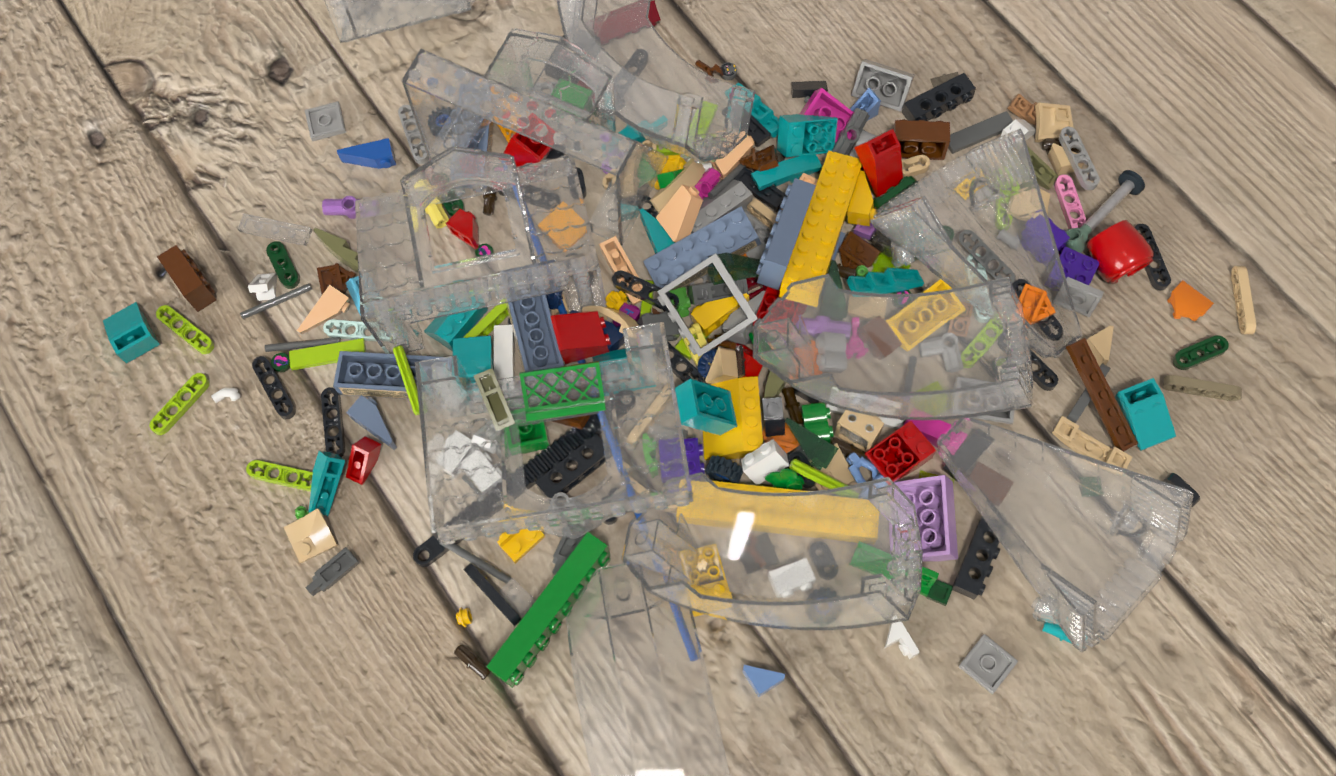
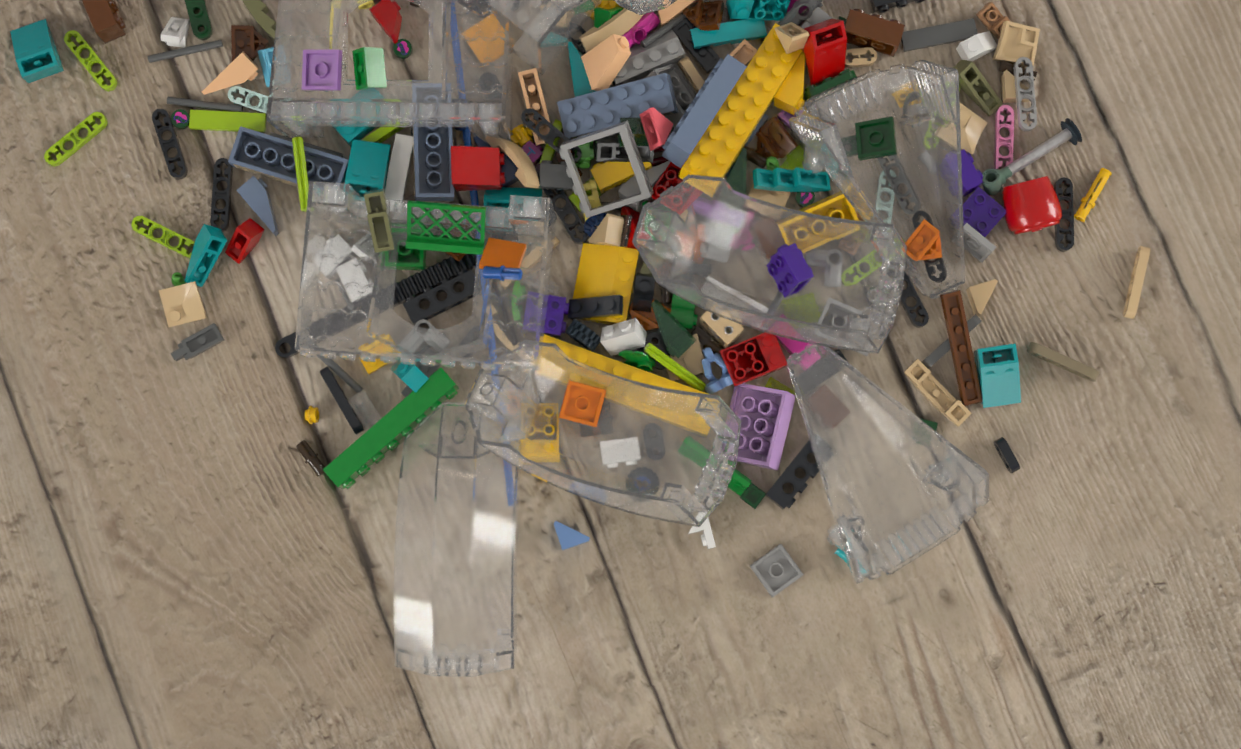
camera: 10 degrees right, 15 degrees up
(226, 392) = (124, 139): white arm -> none
(408, 261) = (322, 70): none -> medium lavender plate
(454, 248) = (369, 68): none -> panel
(557, 546) = (409, 375): none -> teal slope
(625, 407) = (502, 252): none -> orange tile
(630, 418) = (502, 273): none -> blue axle
(705, 407) = (578, 272): teal brick -> none
(727, 344) = (613, 197): reddish brown bar -> none
(730, 440) = (595, 307): none -> black plate
(742, 534) = (582, 403): none -> orange tile
(744, 255) = (656, 127): none -> coral slope
(849, 155) = (792, 37): none -> tan slope
(913, 356) = (789, 270): none -> dark purple brick
(958, 222) = (876, 138): none -> dark green plate
(1168, 250) = (1082, 213): none -> yellow pin
(1188, 302) = (1083, 271): orange slope -> none
(1204, 347) = (1082, 322): dark green plate -> none

